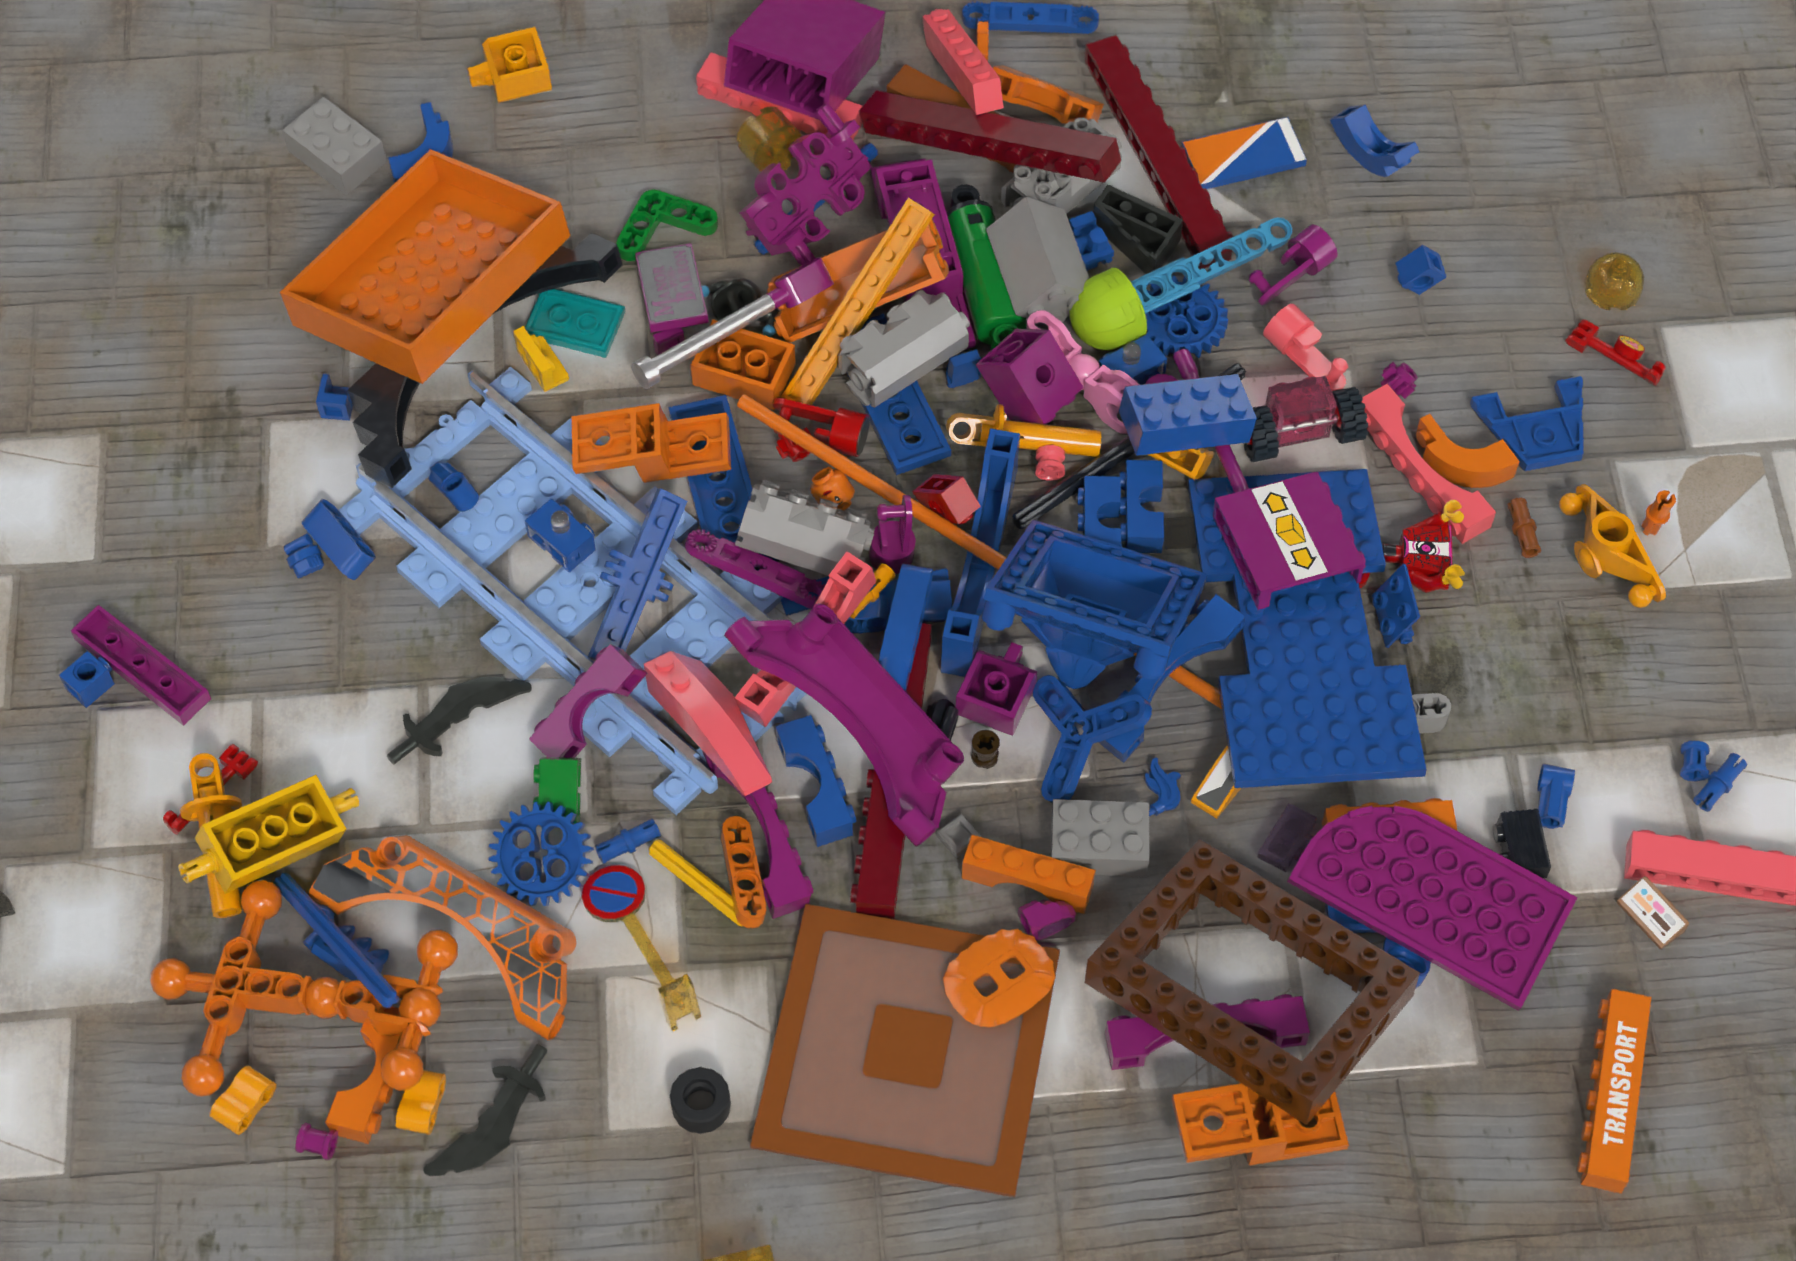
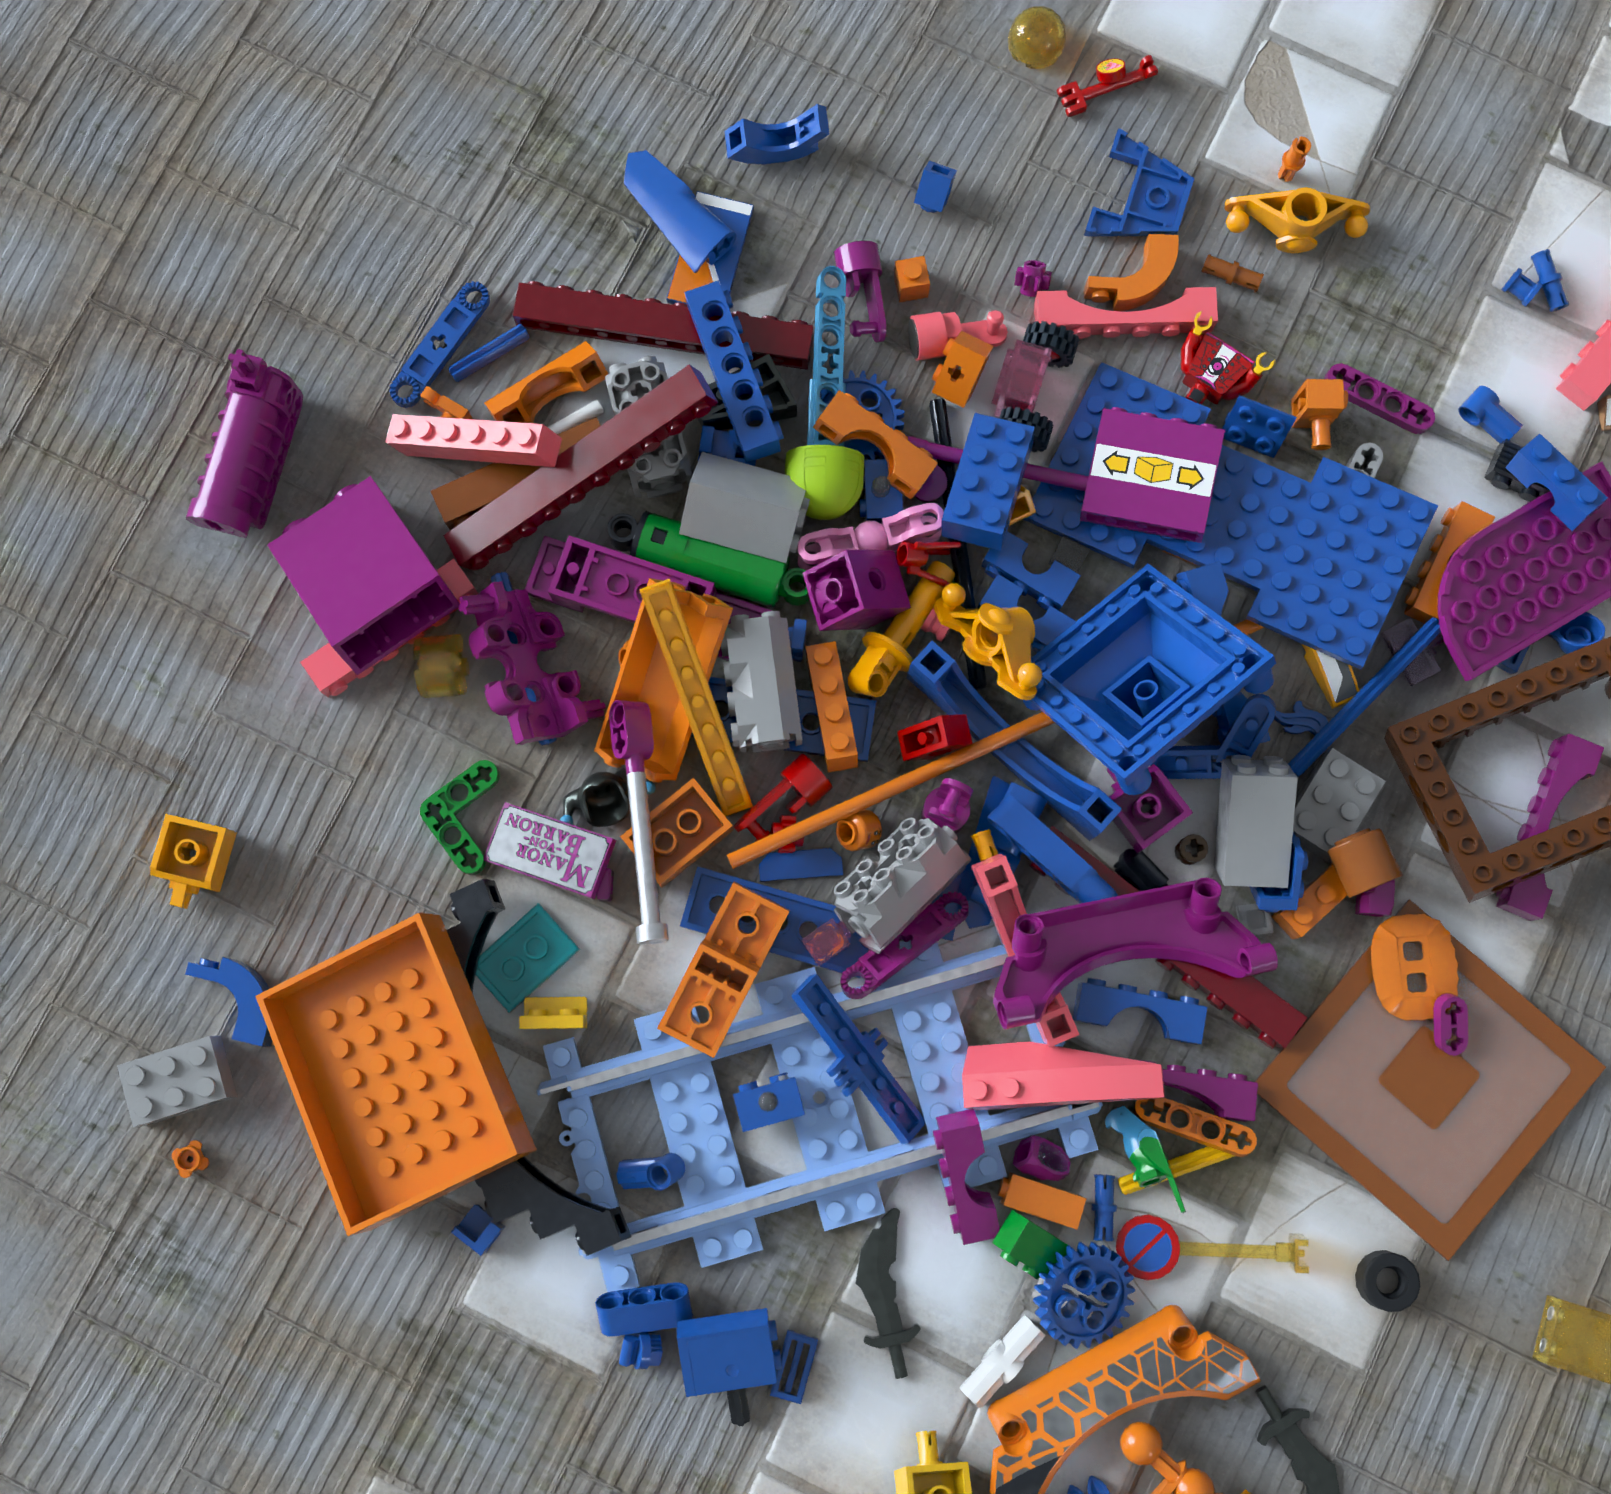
camera: 60 degrees left, 20 degrees up
(277, 181) = (181, 1155): none -> orange plate
(335, 609) = (729, 1356): none -> blue piece
(355, 681) = (801, 1338): none -> blue tile
(447, 825) = (1002, 1361): none -> white piece
(604, 786) = (1041, 1200): none -> orange brick
(639, 769) = (1041, 1159): none -> magenta rock
(694, 842) = (1143, 1150): none -> animal
(720, 508) = (827, 941): none -> clear pink brick
(773, 467) = (800, 865): none -> blue piece
(895, 428) = (832, 707): none -> orange arch
(960, 1023) = (1448, 1024): none -> magenta beam
(1012, 823) = (1277, 899): none -> blue bracket
(1037, 764) = (1255, 822): none -> light grey brick
(1048, 52) = (488, 352): none -> blue axle
(1056, 859) = (1364, 861): none -> dark orange piece
(1059, 491) = (994, 639): none -> light orange piece
(1091, 400) = (916, 555): none -> red plant
(1146, 197) = (754, 441): none -> blue brick
(1163, 293) = (848, 420): none -> orange arch
(1215, 813) = (1365, 696): none -> blue axle
(1256, 109) = (676, 211): none -> blue panel
(1277, 362) = (959, 384): none -> orange brick
(1329, 295) = (911, 279): none -> orange brick
(1448, 644) = (1317, 407): none -> orange brick
(1501, 700) = (1381, 393): none -> magenta beam
(1521, 857) = (1573, 492): none -> blue arch

